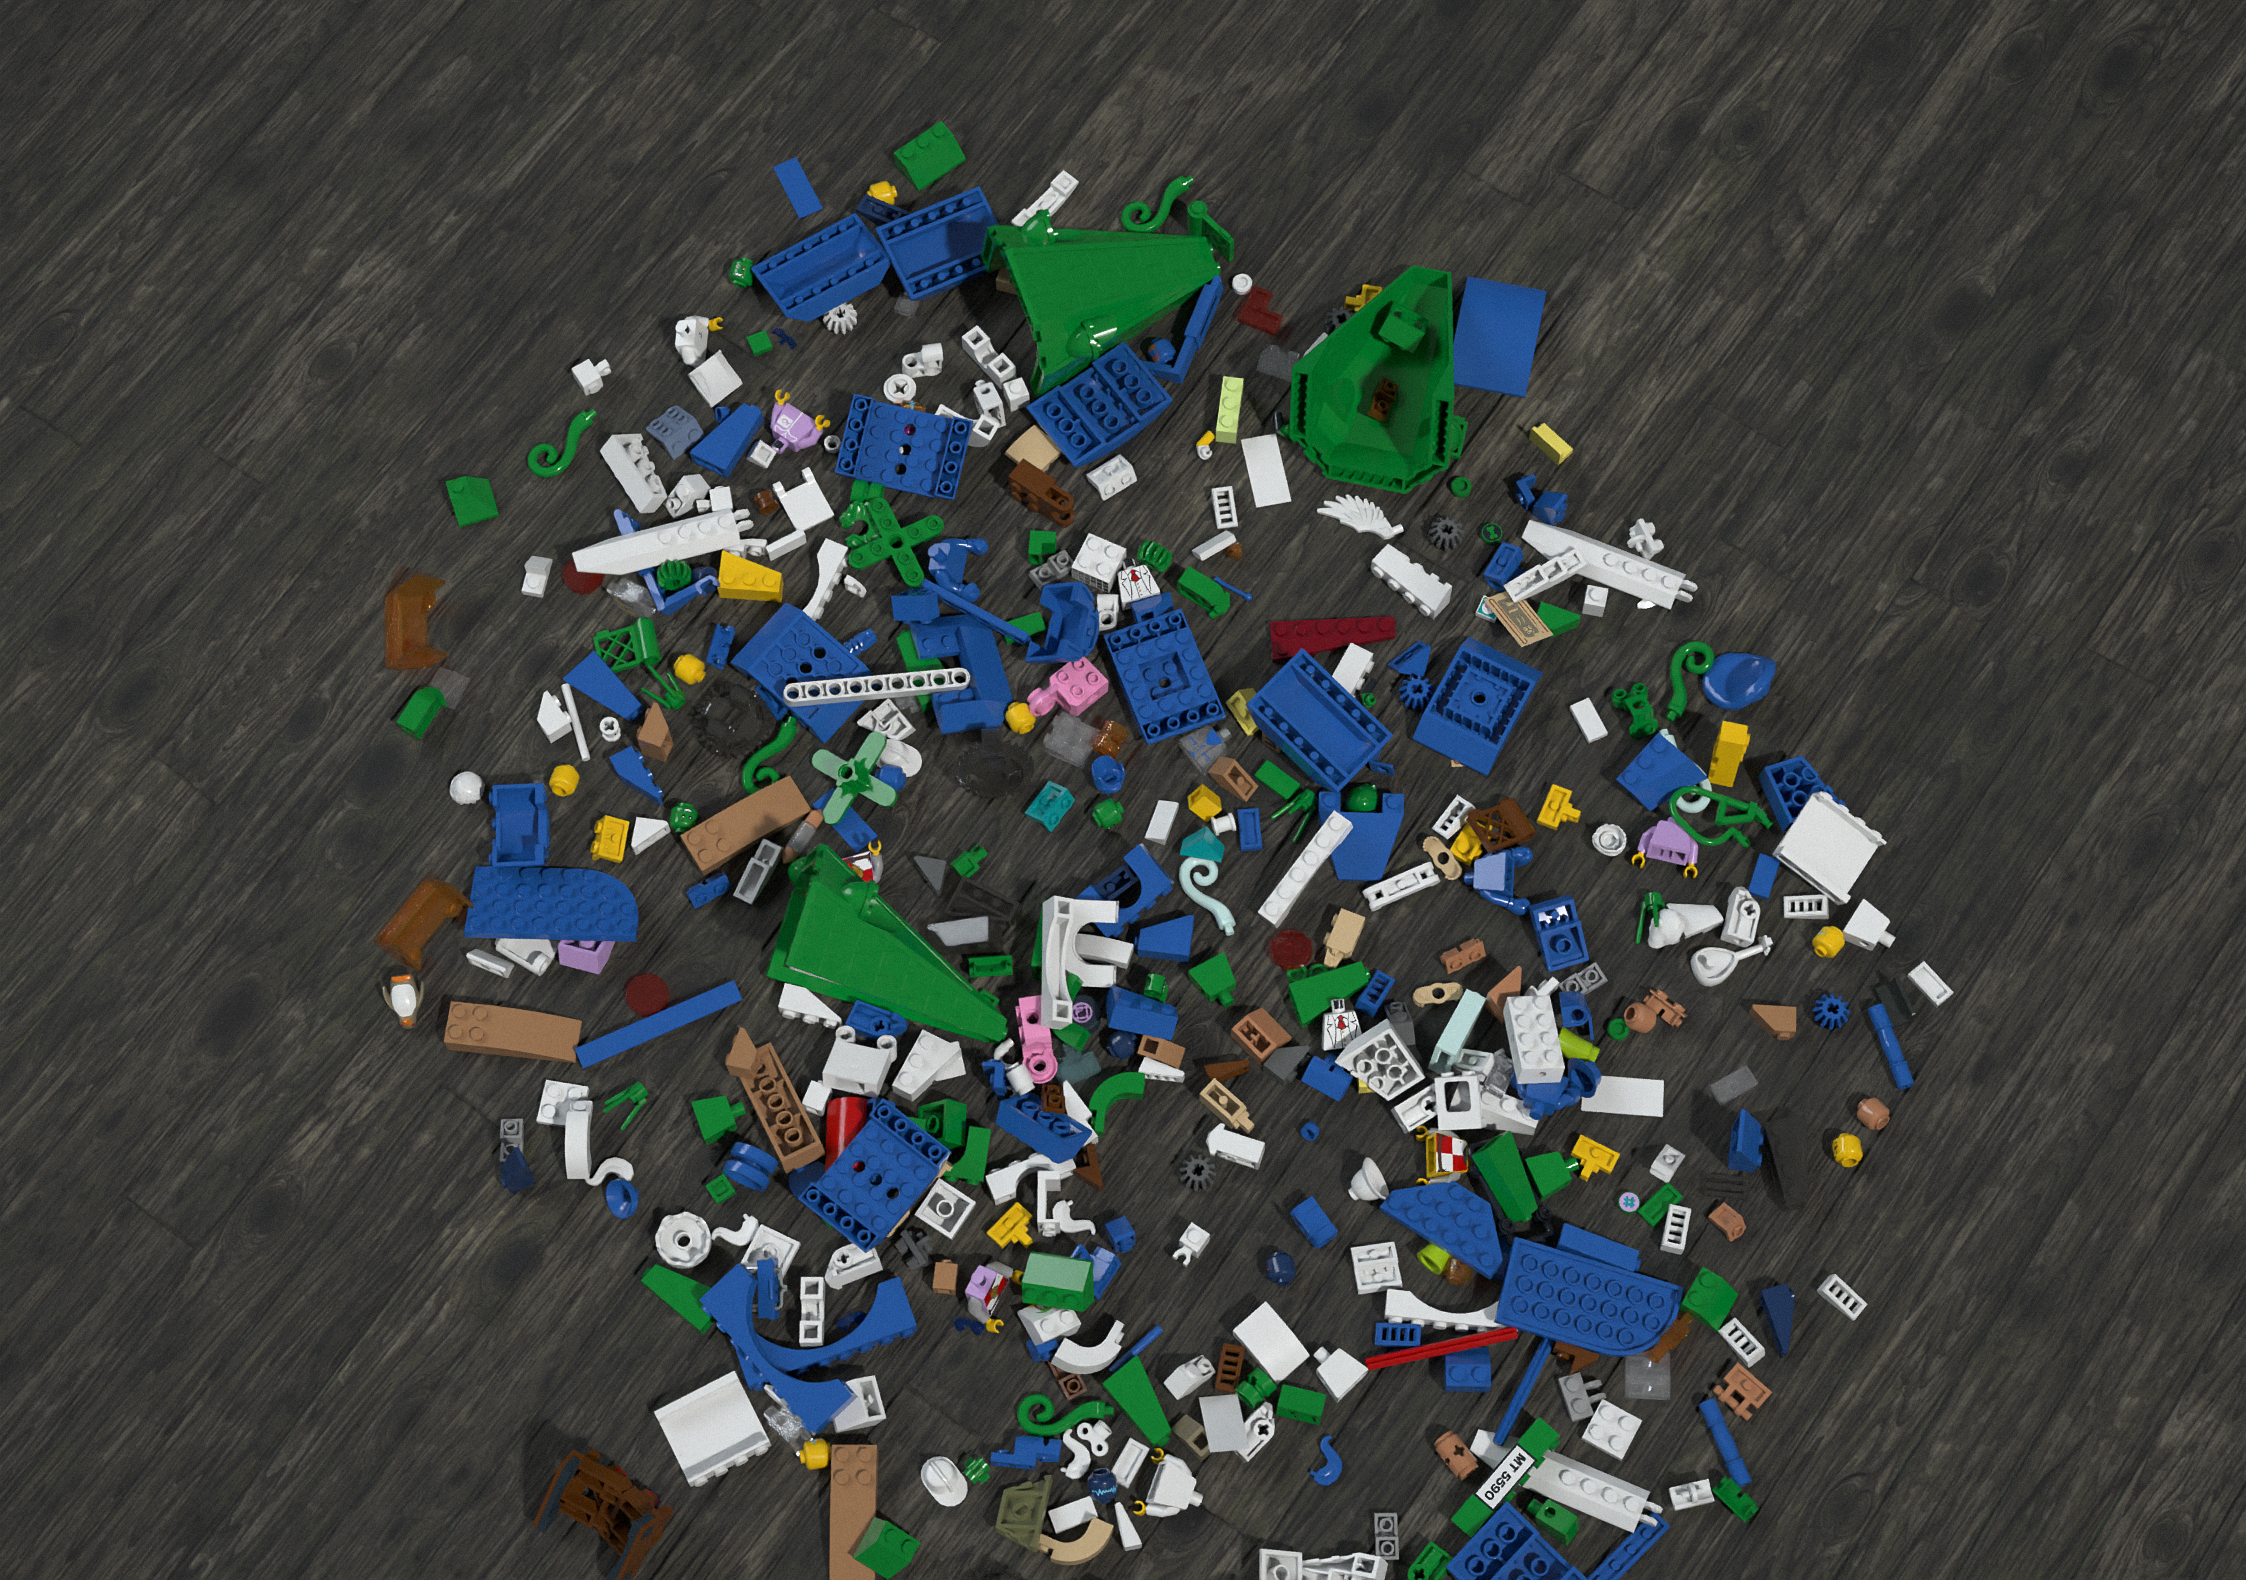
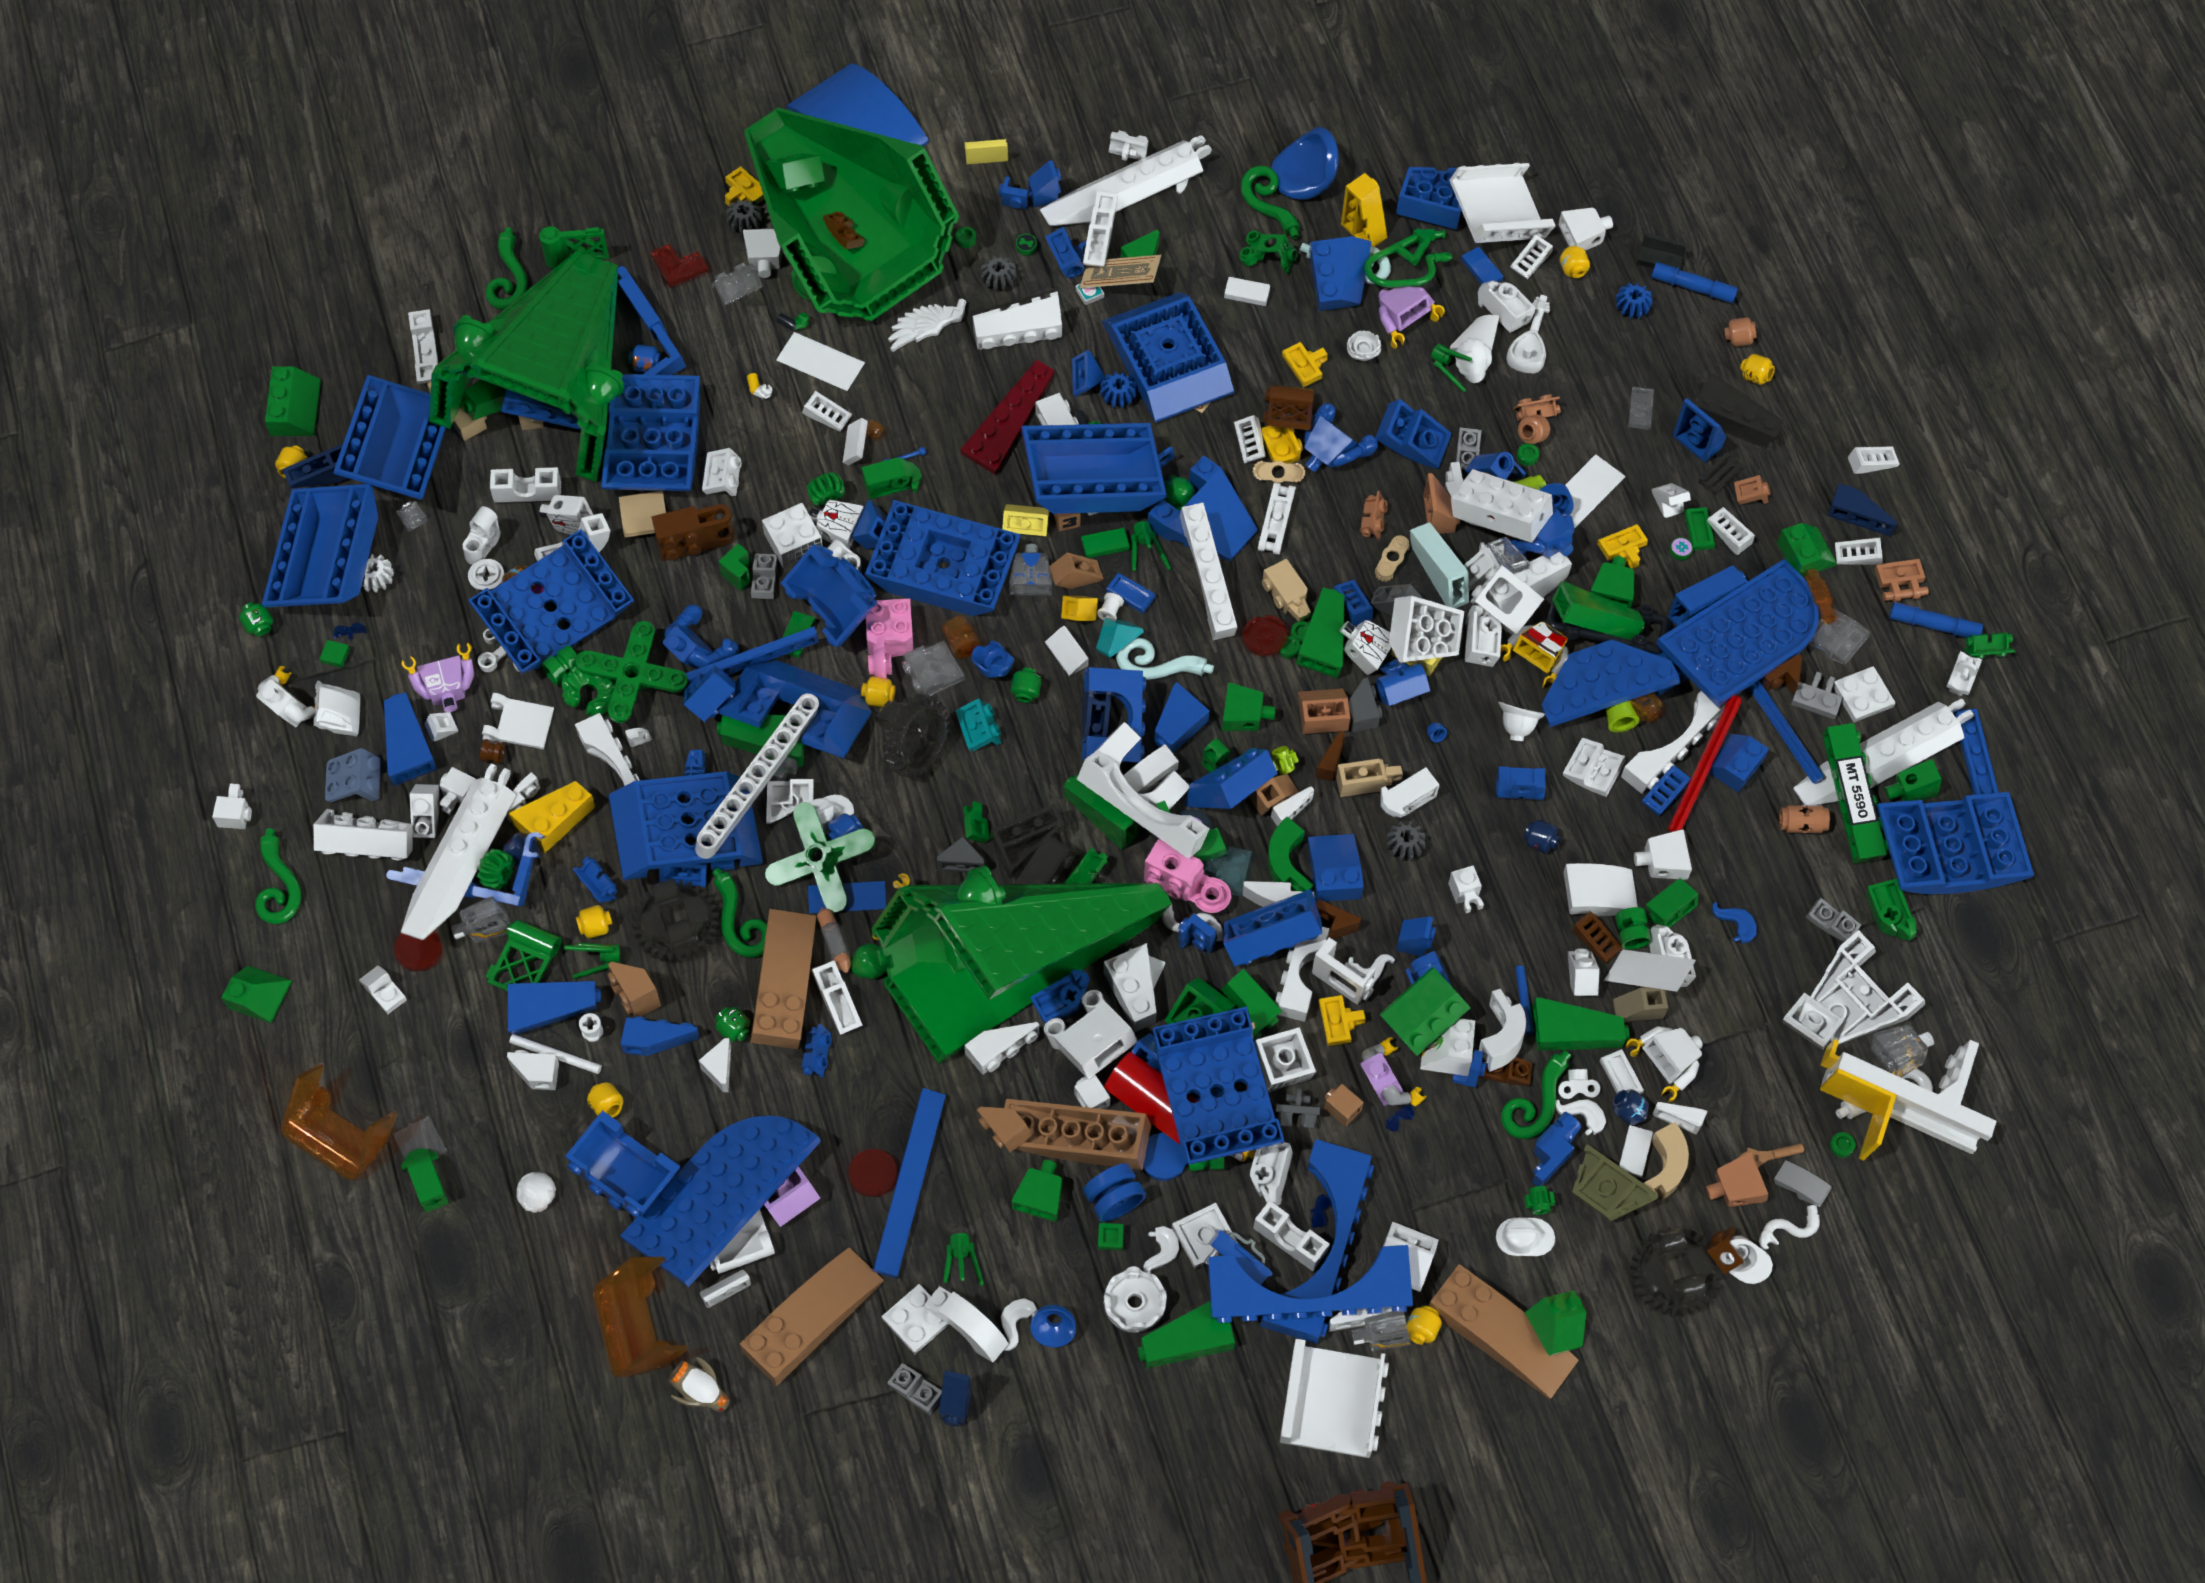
camera: 55 degrees left, 5 degrees down
(610, 839) = (696, 1101): yellow bracket -> none
(722, 413) = (372, 733): blue hinge -> none
(786, 544) = (547, 762): white tile -> none
(797, 187) = (215, 524): blue sticker -> none
(1016, 394) = (580, 486): white brick -> none
(1020, 1078) = (1214, 915): white brick -> none
(1052, 1099) = (1251, 906): reddish brown slope -> none
(1122, 1044) = (1243, 818): dark blue head -> none
(1136, 1137) = (1335, 867): none -> blue slope
(1193, 1037) = (1284, 759): none -> lime gear
(1229, 409) = (736, 336): yellowish green arch -> none
(1242, 284) = (638, 262): white tile -> none
(1595, 601) = (1151, 213): white brick -> none
(1775, 1020) = (1611, 341): medium nougat slope -> none
(1930, 984) = (1662, 223): white tile -> none

